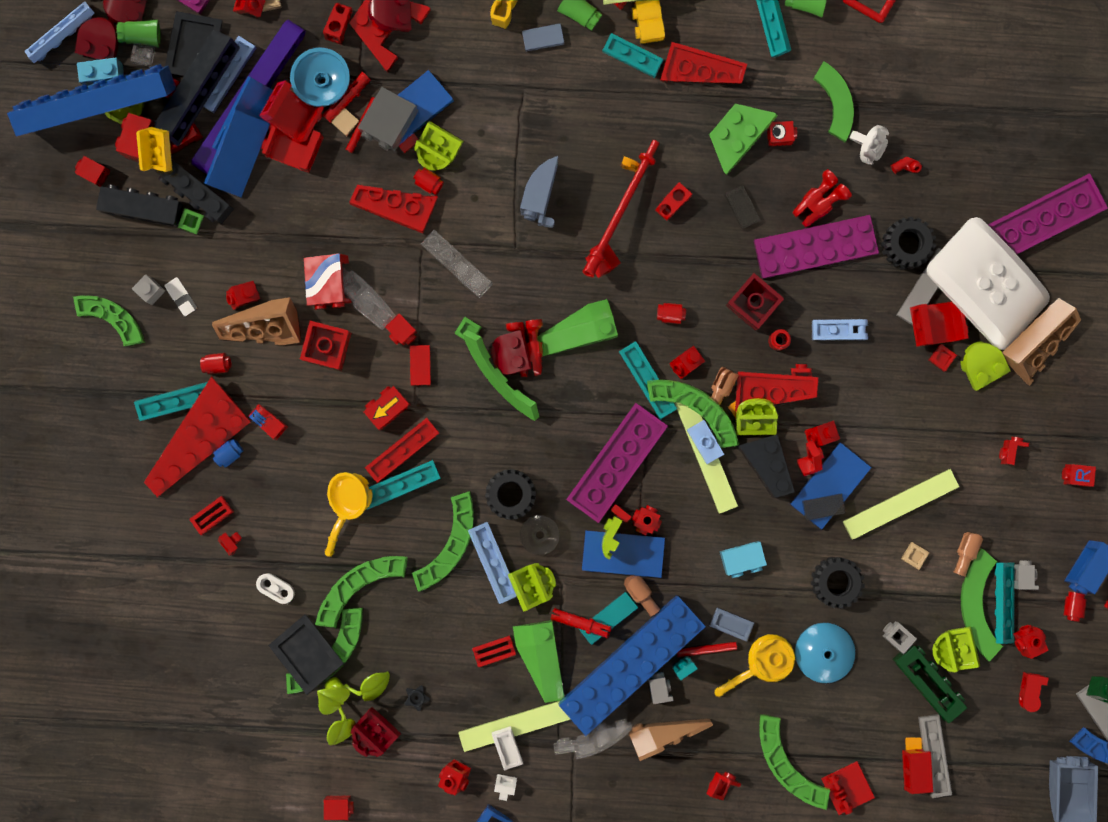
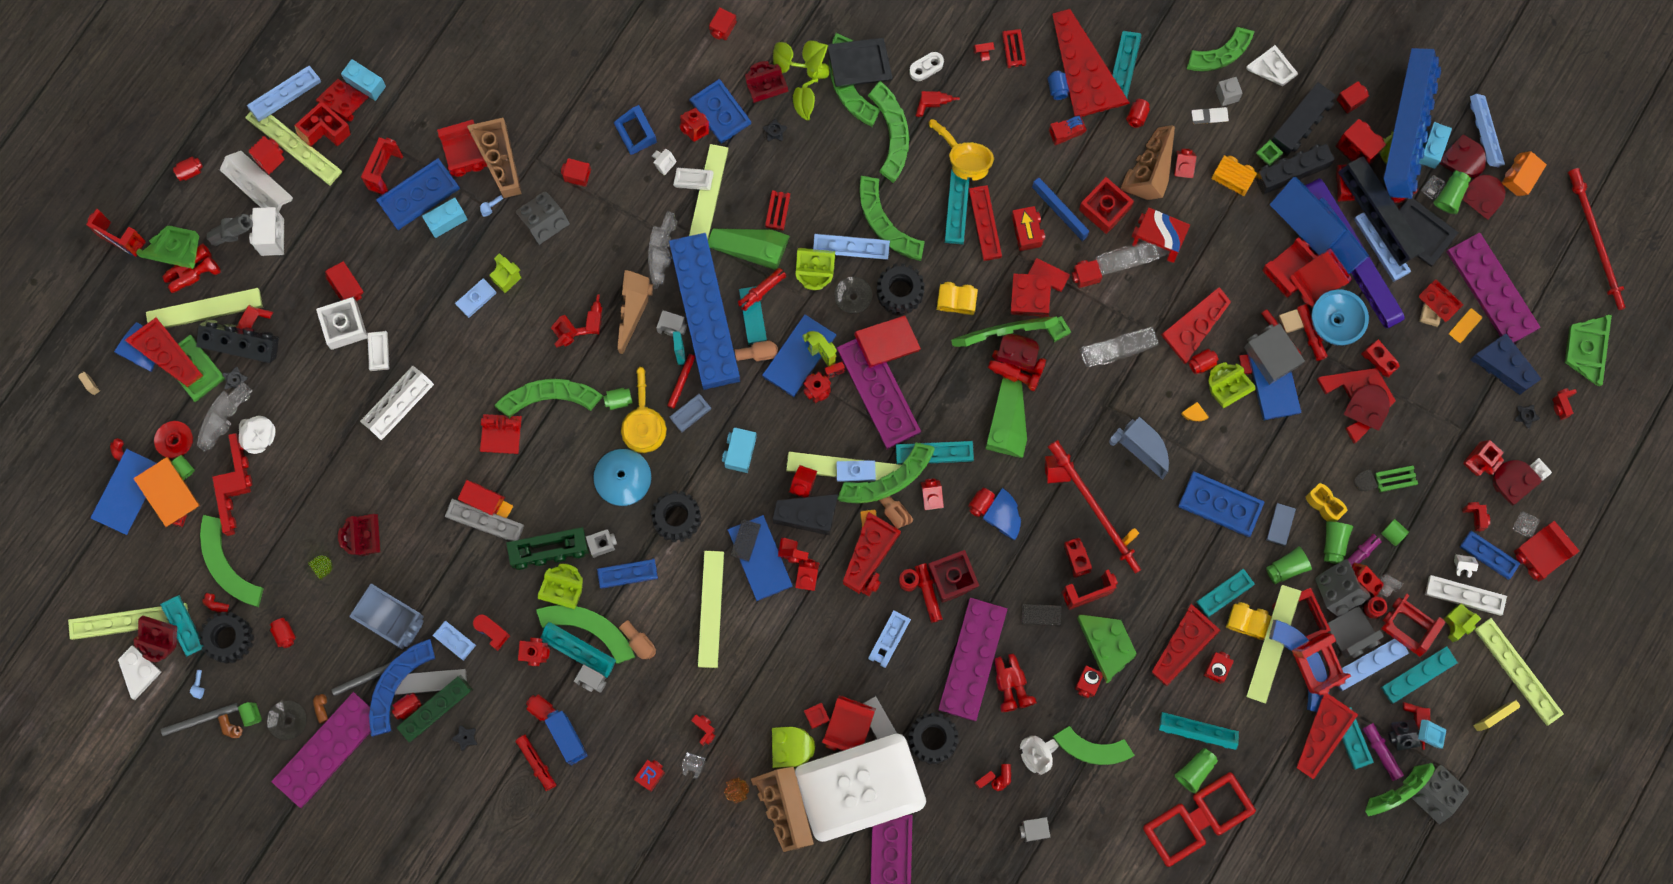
camera: 115 degrees right, 10 degrees down
(100, 261) = (1273, 66): none -> white wing
(154, 149) = (1344, 148): yellow bracket -> none
(230, 243) = (1234, 175): none -> light orange brick
(305, 563) = (932, 99): none -> red piece
(351, 387) = (1060, 209): none -> blue tile
(425, 760) = (721, 111): none -> blue tile
(451, 369) = (1031, 295): none -> red brick
(480, 165) = (1195, 413): none -> light orange tile
(490, 437) = (957, 299): none -> yellow brick
(553, 99) = (1221, 504): none -> blue tile
(567, 479) = (887, 341): none -> red tile
(669, 287) = (1004, 515): none -> blue brick
(694, 764) = (593, 320): none -> red piece
(704, 167) = (1071, 597): none -> red panel
(705, 27) = (1218, 667): none -> red brick
(742, 484) = (803, 481): none -> red brick
(756, 418) = (852, 524): lime slope -> none
(756, 698) = (617, 398): none -> bright green brick
(773, 323) = (926, 586): none -> red pin
(910, 597) = (627, 573): none -> blue tile
(915, 555) = (660, 597): tan tile -> none
(918, 179) = (985, 780): none -> red tile
(937, 113) = (1034, 829): none -> light grey brick
(1047, 442) = (693, 763): none -> clear tile
(1049, 391) = (736, 790): none -> clear orange gear
(1058, 719) = (454, 640): none -> light blue plate

